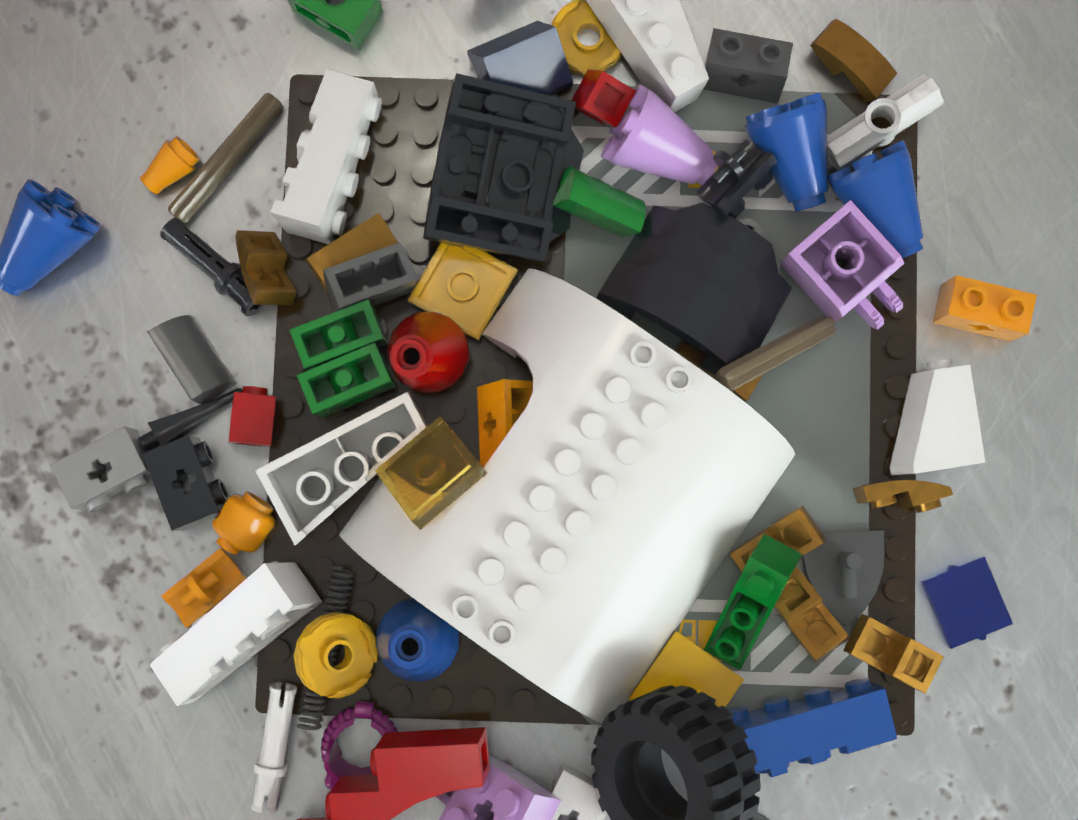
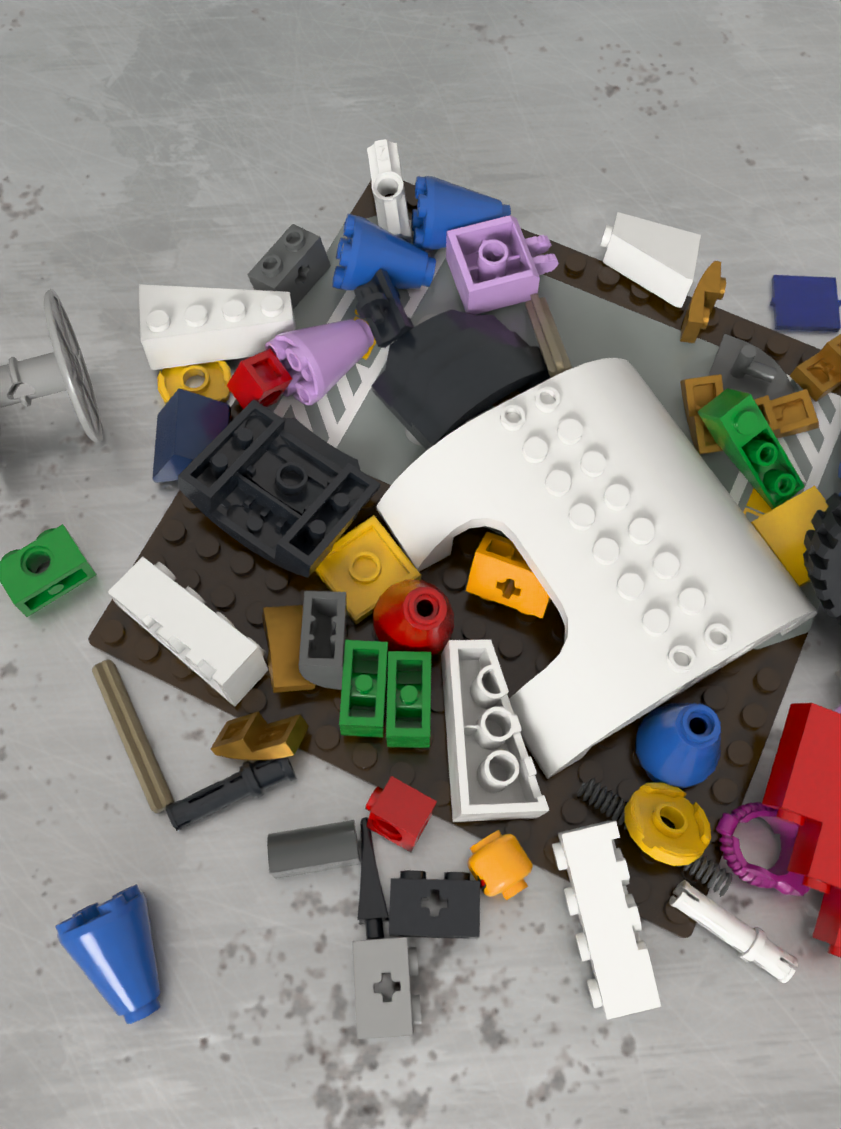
camera: 65 degrees left, 15 degrees down
(170, 164) = (111, 790): light orange cone -> none
(204, 587) = (548, 931): light orange hips -> none
(430, 472) = (536, 645): clear yellow tile -> none
(600, 203) = (350, 423): green brick -> none
(849, 52) = (318, 197): pearl gold slope -> none
(984, 308) = (573, 190): light orange brick -> none

